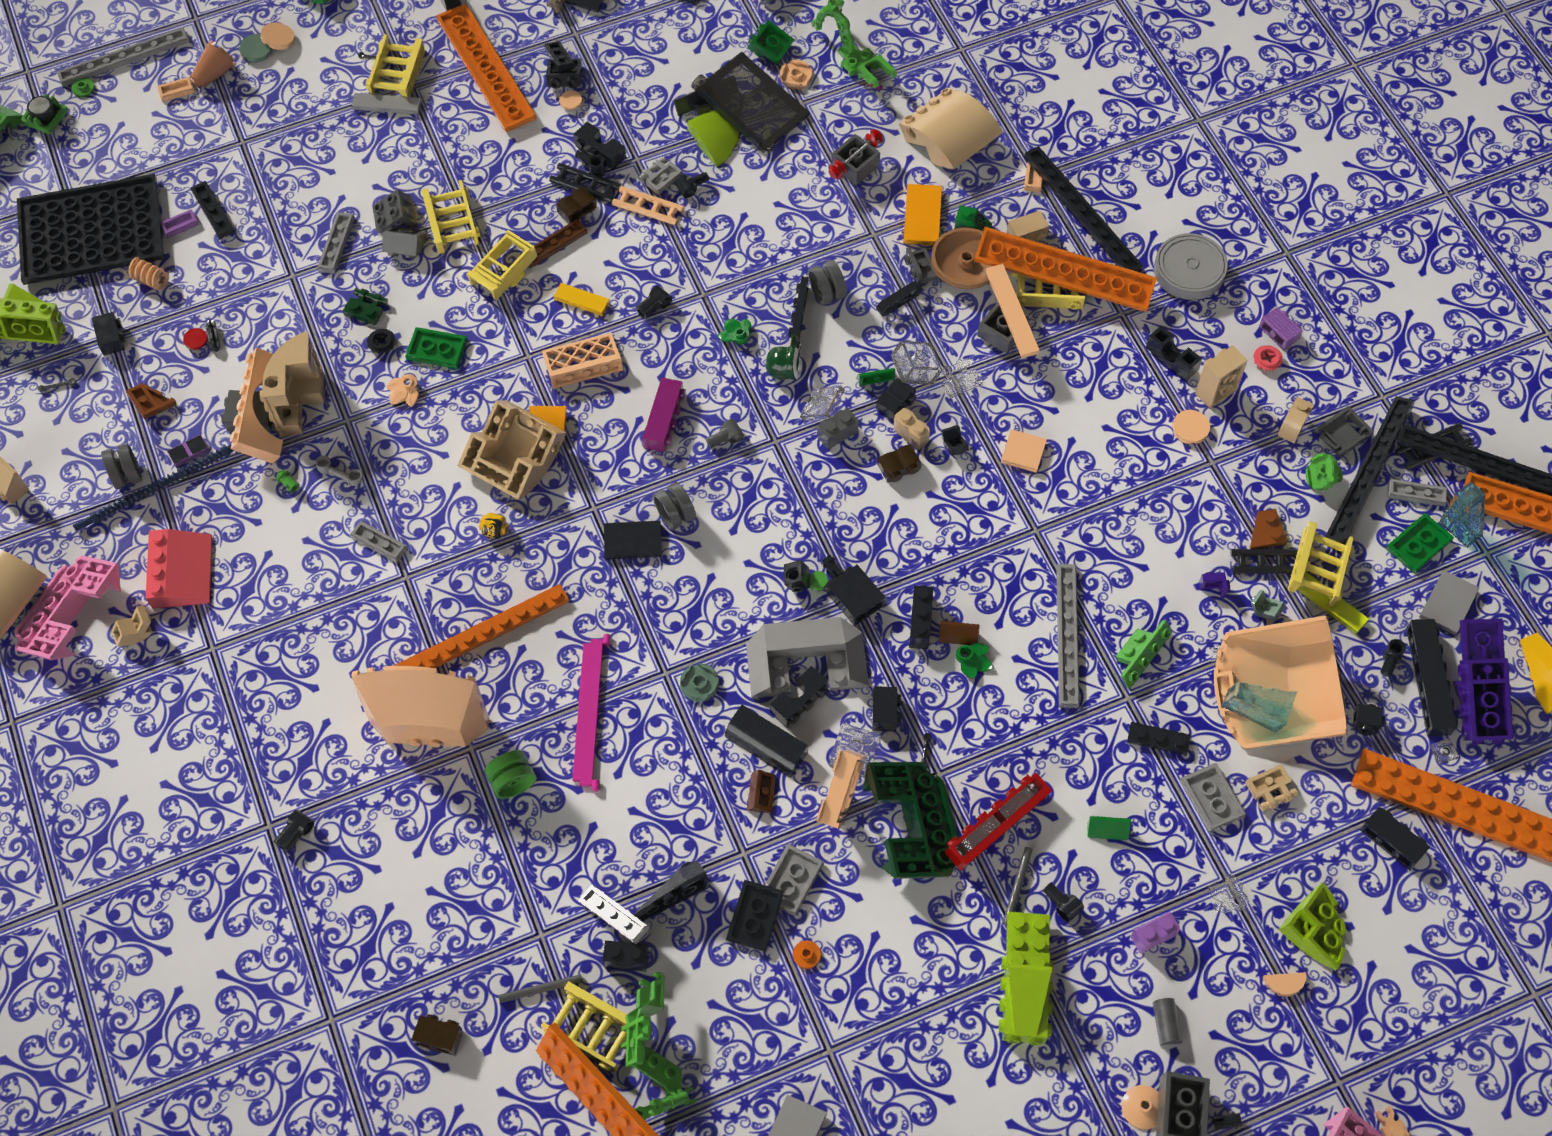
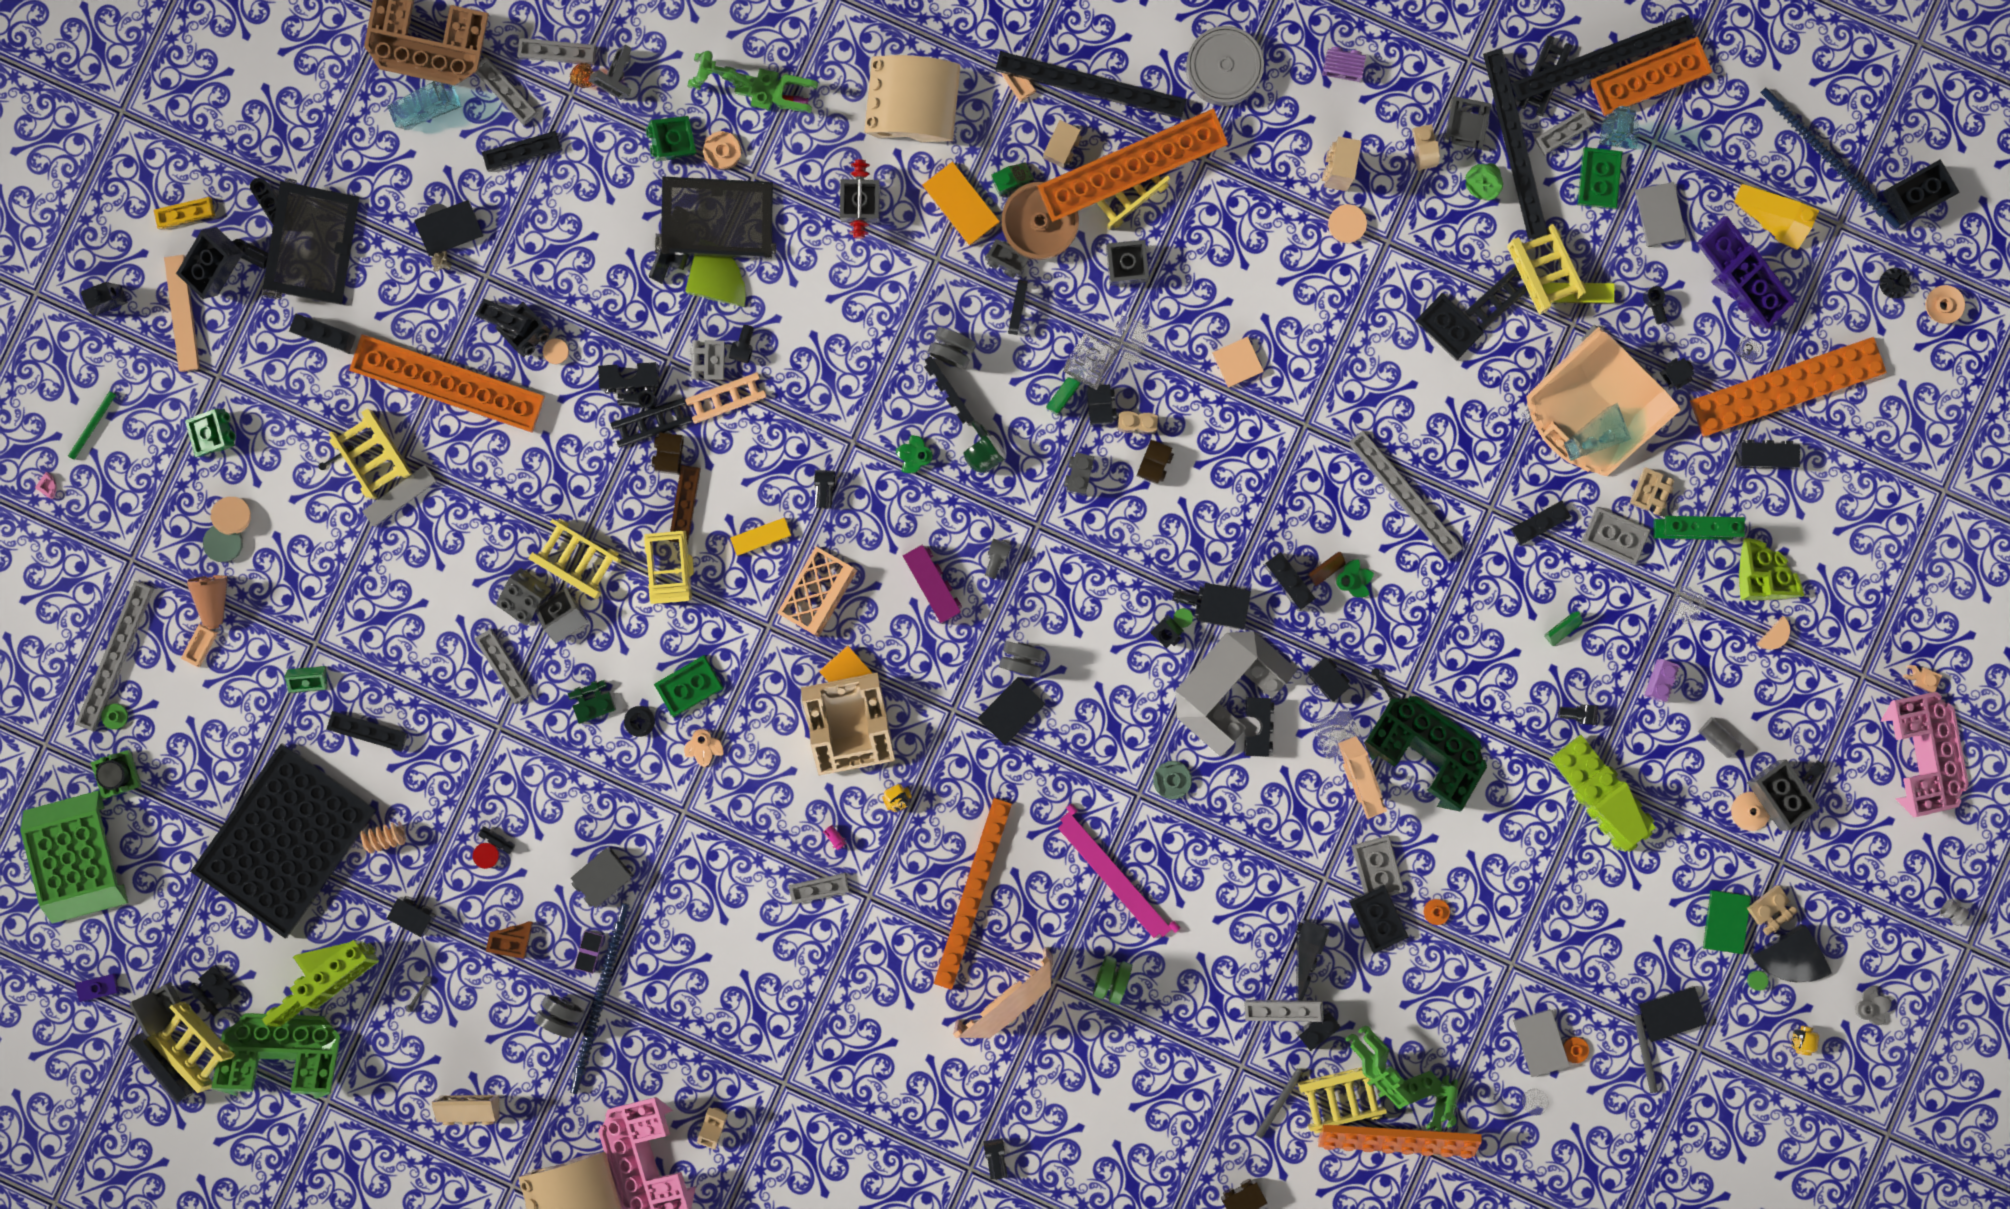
camera: 40 degrees left, 25 degrees up
(178, 568) = (692, 1049): coral slope -> none
(179, 223) = (352, 767): medium lavender tile -> none
(212, 155) = (306, 679): none -> green slope
(249, 434) = (581, 841): light nougat arch -> none
(285, 478) = (695, 906): bright green pin -> none
(292, 380) = (617, 822): tan slope -> none
(324, 466) = (711, 867): light grey bar -> none
(425, 516) = (835, 838): none -> dark pink pin
(761, 792) = (1296, 823): reddish brown slope -> none
(766, 741) = (1265, 782): black brick -> none
(822, 403) = (1048, 463): clear plate -> none
(954, 441) = (1180, 403): black bracket -> none
(997, 821) = (1486, 696): red piece -> none
(1012, 311) = (1127, 246): light nougat tile -> none
(1018, 882) = (1536, 727): dark grey bar -> none
(1141, 650) = (1469, 462): bright green bracket -> none
(1163, 347) = (1292, 169): black arch -> none
(1208, 549) = (1449, 326): none -> black tile
(1215, 581) = (1474, 353): dark purple bracket -> none
(1267, 530) = (1479, 269): dark orange wing -> none
(1267, 607) = (1533, 340): sand green bracket -> none
(1271, 352) = (1352, 94): coral gear -> none
(1287, 837) = (1699, 527): none -> green fence
(1431, 677) = (1696, 295): black brick -> none

